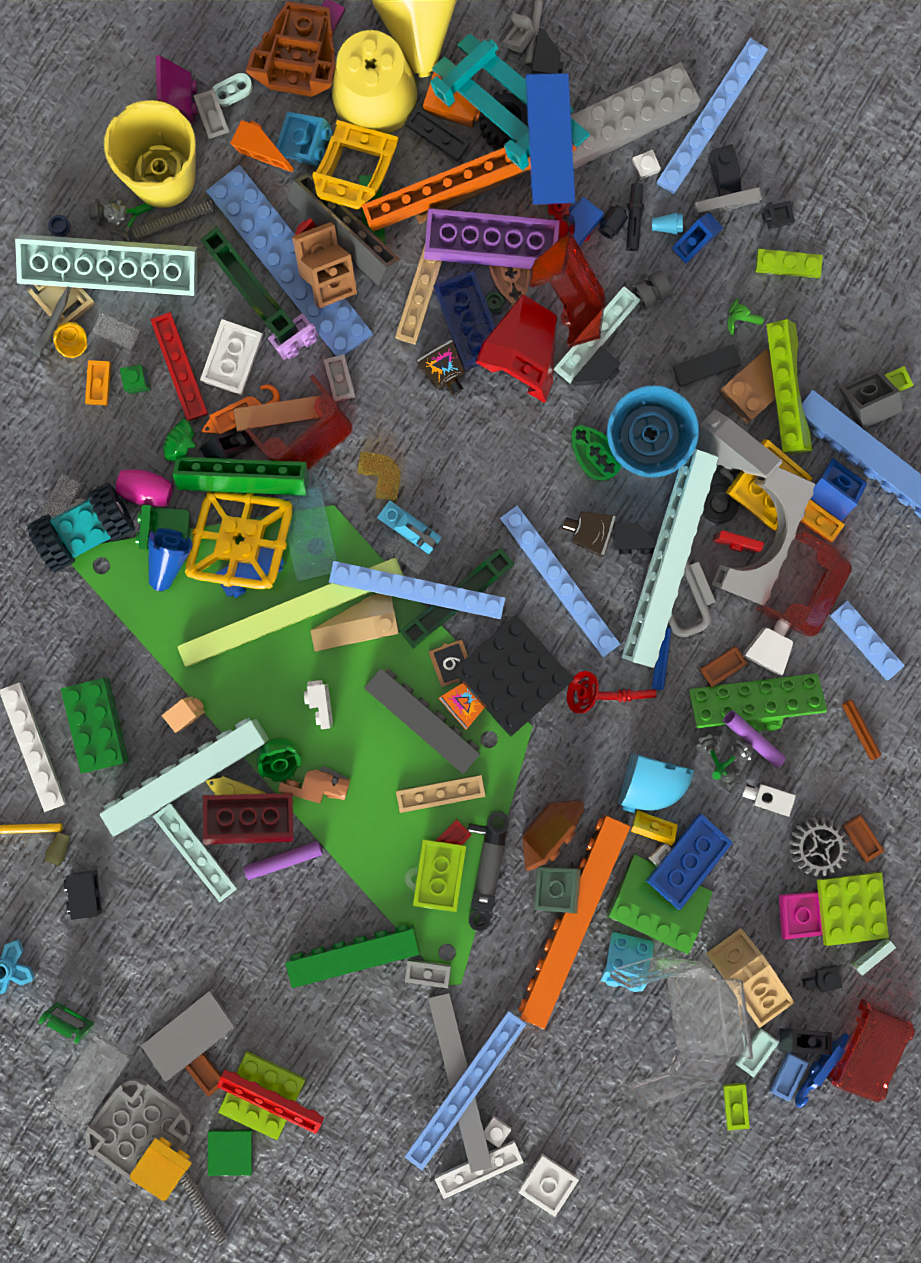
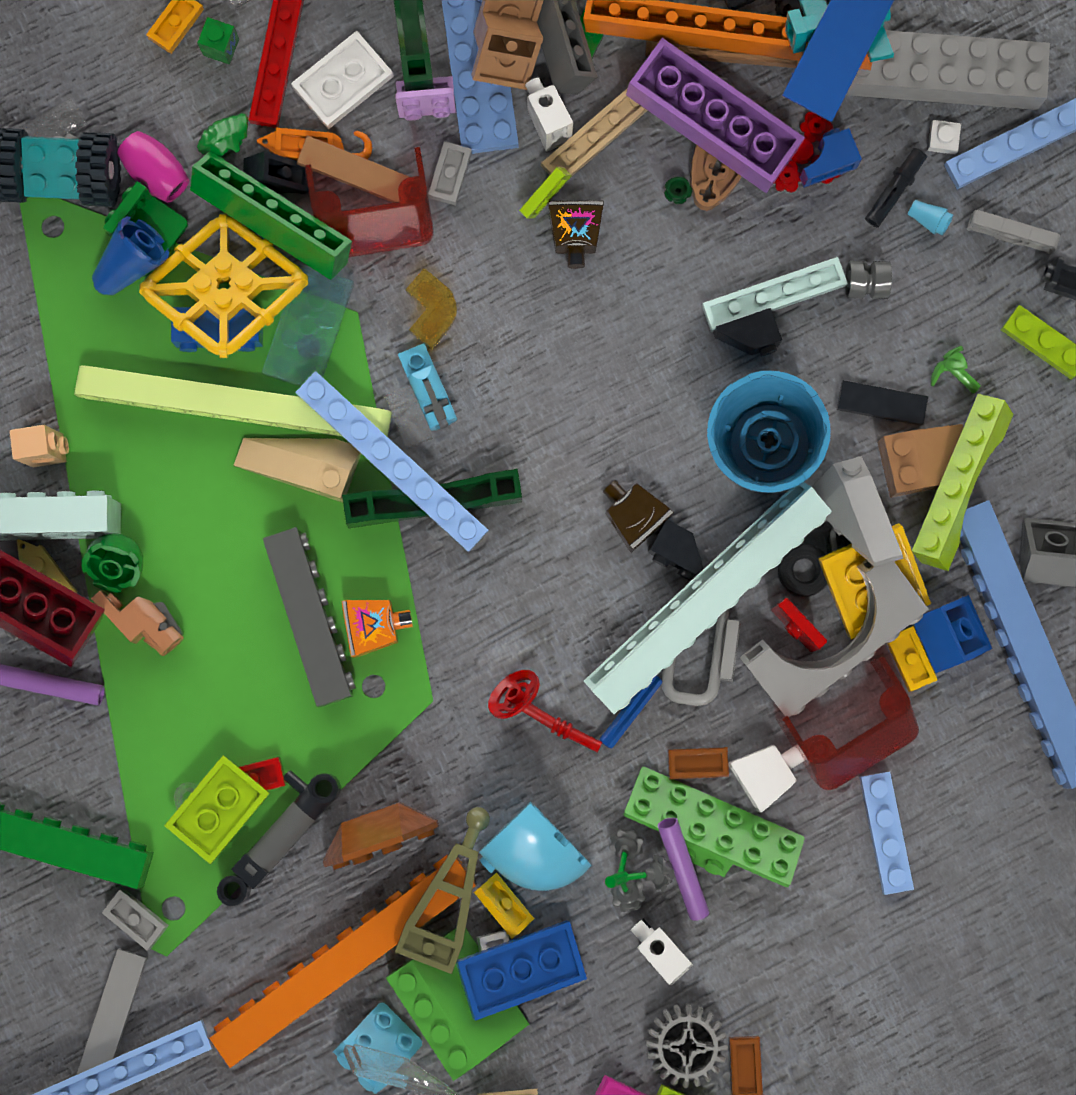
camera: 30 degrees right, 5 degrees down
(318, 696) = (205, 518): white plate -> none
(389, 305) = (548, 114): none -> white torso
(410, 355) = (545, 193): none -> lime tile
(440, 793) = (278, 715): tan plate -> none
(446, 659) = (383, 571): piece -> none
(465, 315) = (635, 192): clear blue brick -> none
(513, 675) = (444, 626): black plate -> none
(523, 346) = (681, 257): red wedge -> none
(557, 889) = (345, 910): sand green tile -> none
(559, 581) = (565, 551): light blue plate -> none
(575, 286) = (780, 221): clear red windscreen -> none
(588, 463) = (679, 435): green piece -> none
(612, 221) = (867, 177): black brick -> none
(626, 881) = (430, 947): none -> olive plate
(697, 237) = (955, 251): blue slope -> none
(725, 170) = (1032, 193): black slope -> none
(861, 730) = (818, 935): dark orange axle -> none

